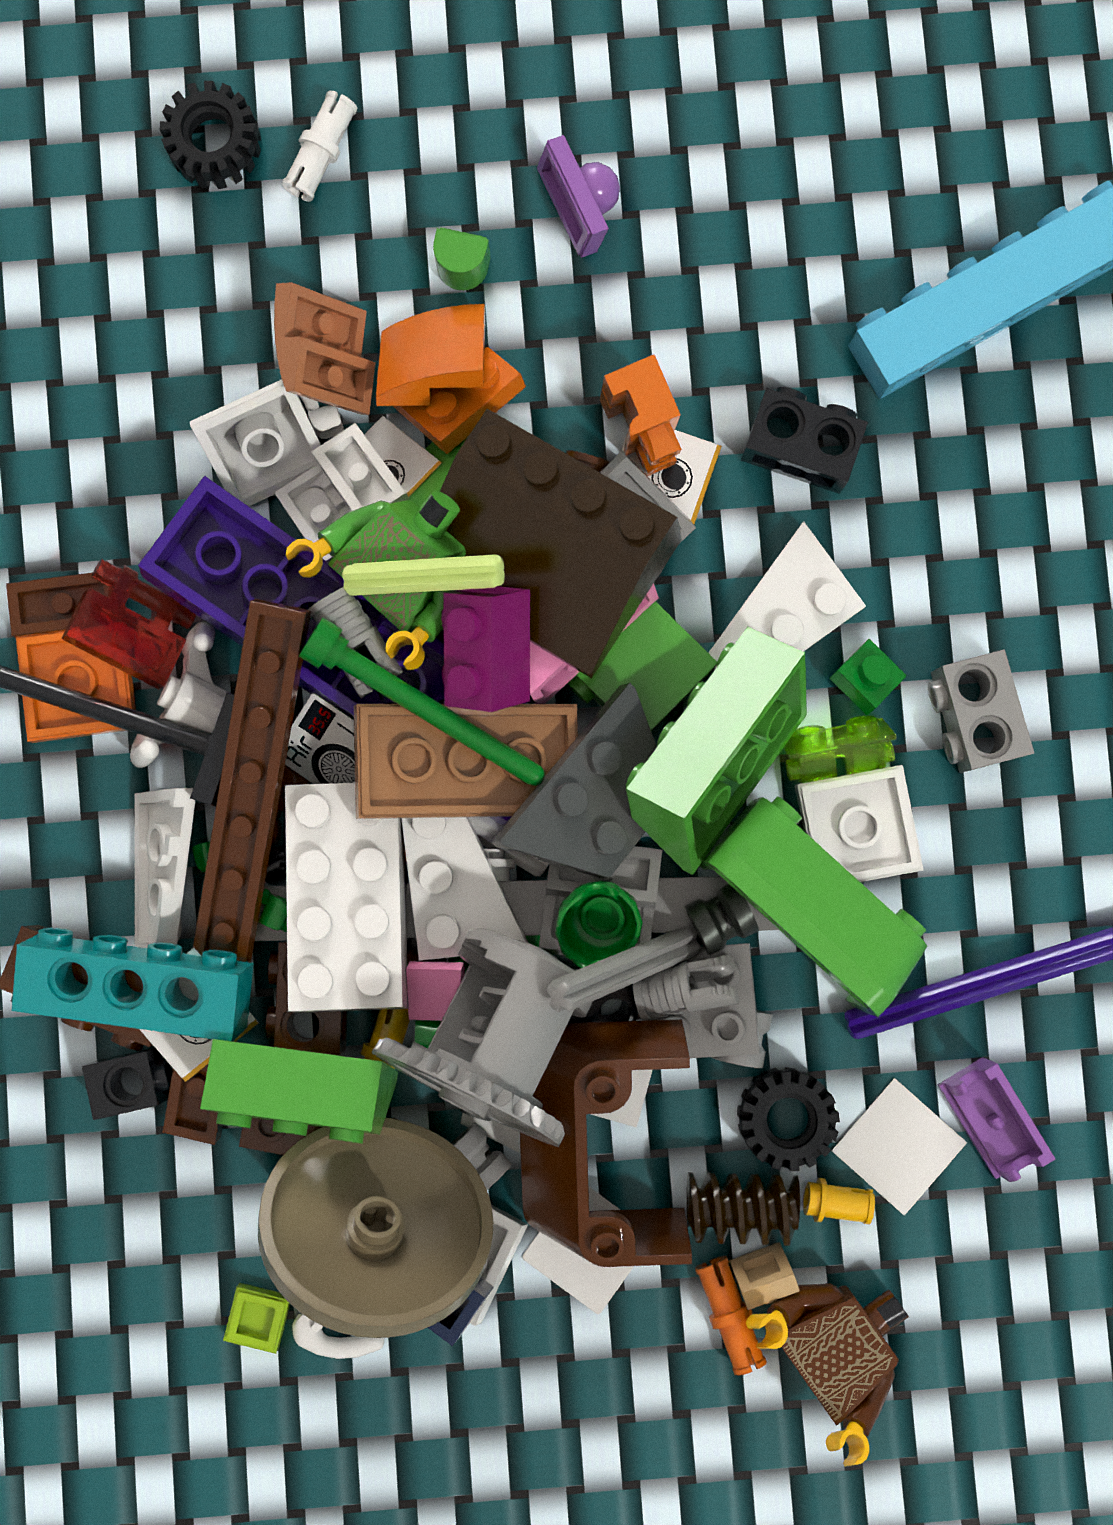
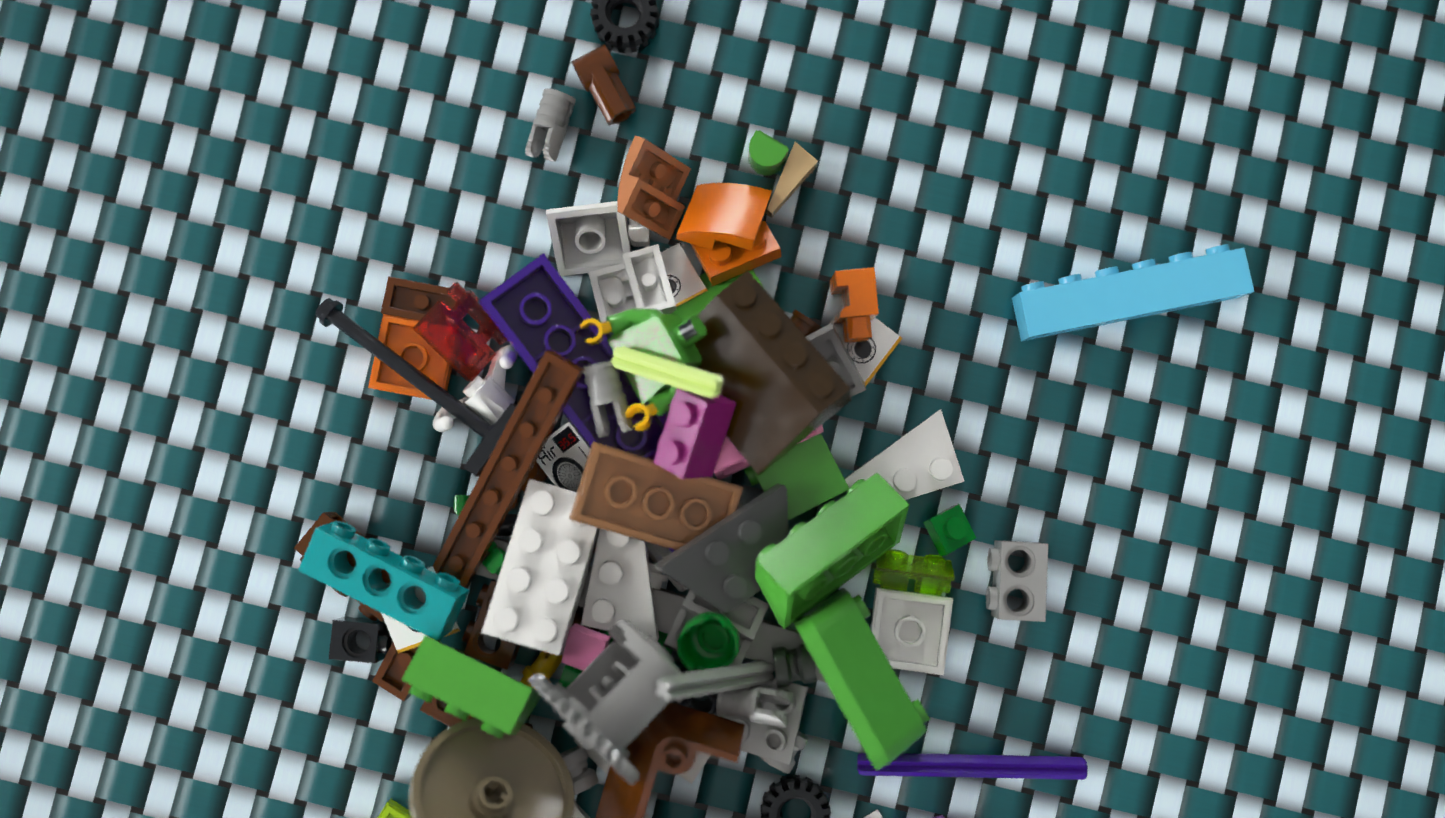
camera: 25 degrees right, 0 degrees up
(158, 311) = (550, 124): none -> light grey hinge
(161, 861) = (431, 496): white wing -> none
(205, 227) = (601, 77): none -> reddish brown piece
(319, 146) = (696, 45): white pin -> none
(330, 649) = (588, 400): green piece -> none
(507, 270) = (796, 170): none -> tan piece
(579, 194) = (861, 136): medium lavender tile -> none
(800, 454) = (953, 362): black brick -> none

